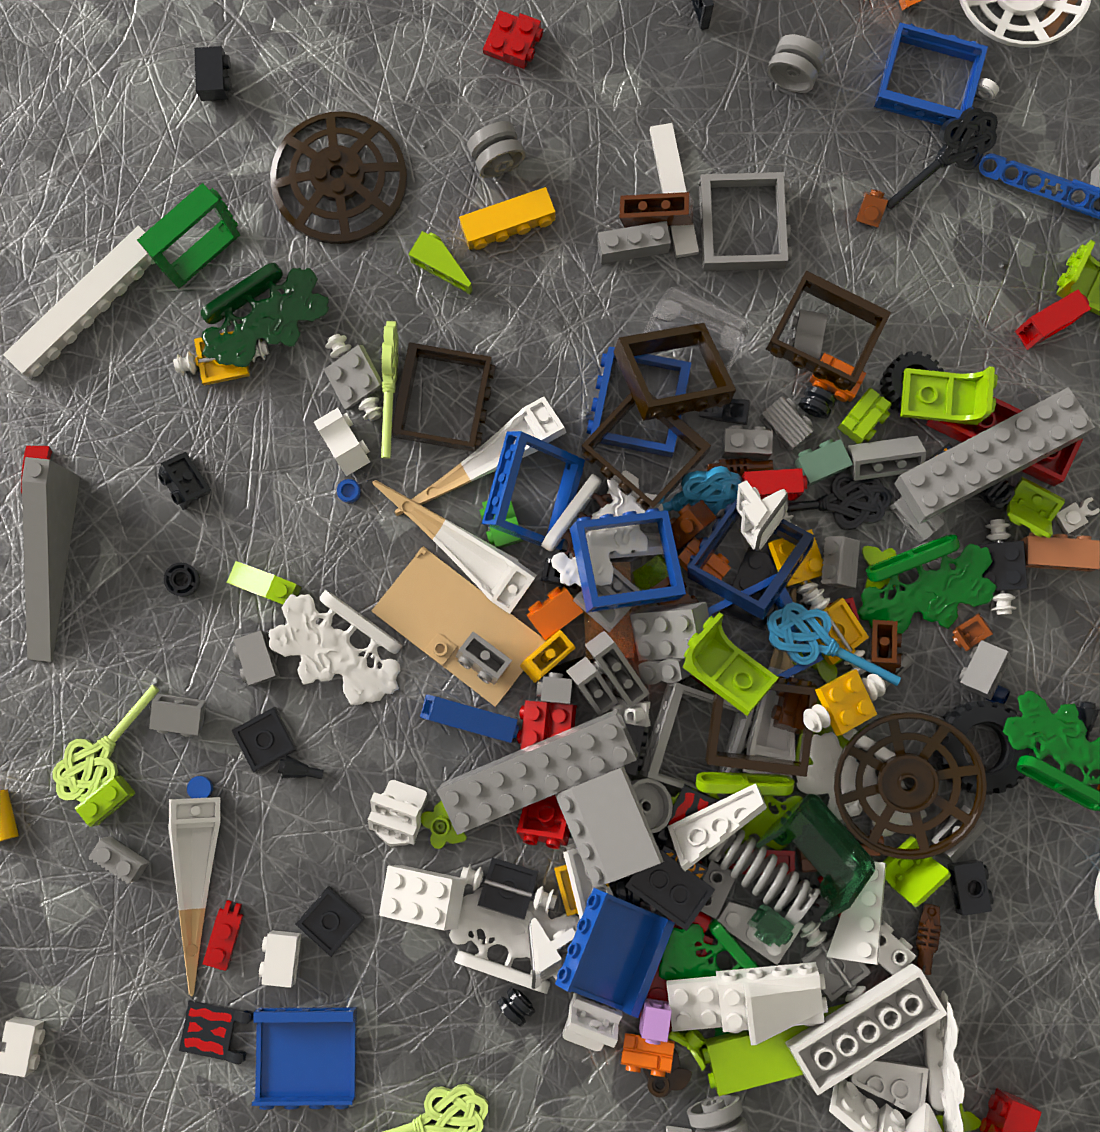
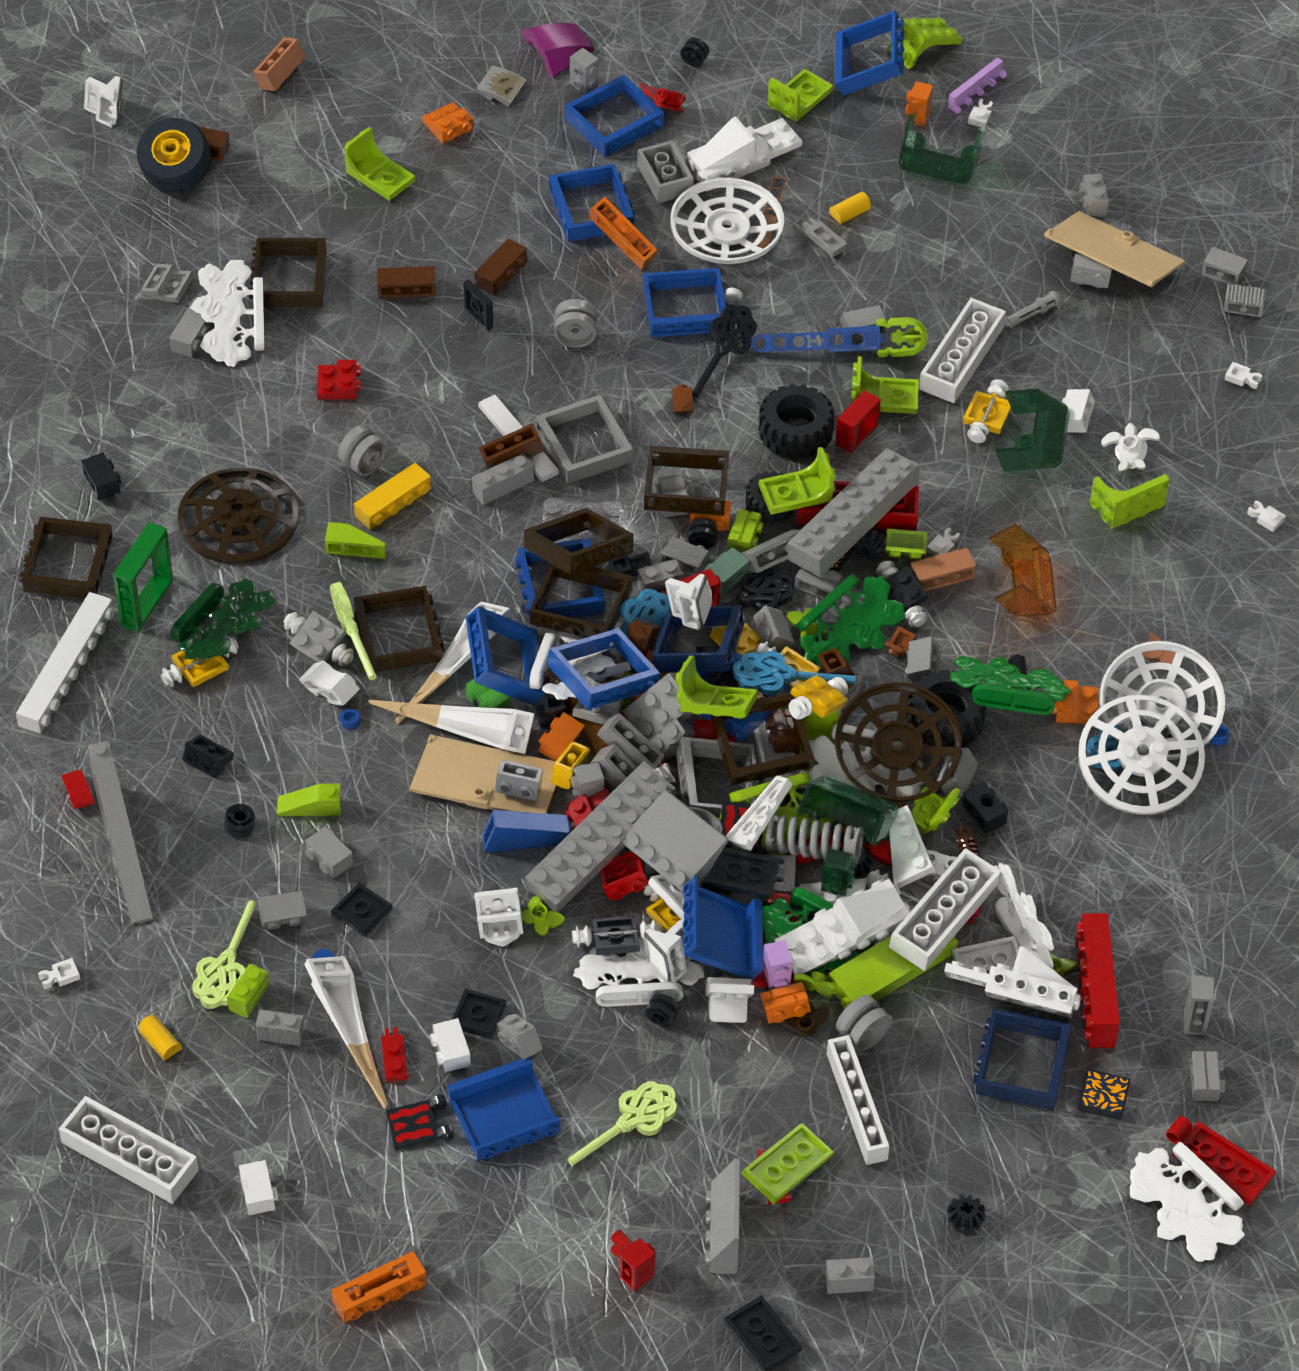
camera: 25 degrees left, 30 degrees down
(167, 186) = (60, 586): none -> dark brown window
(295, 769) = (396, 917): black cone -> none
(329, 650) = (388, 825): white plant -> none
(351, 984) = (519, 1036): none -> light grey brick
(422, 897) = (548, 956): white brick -> none
(1004, 271) = (796, 402): none -> black tyre

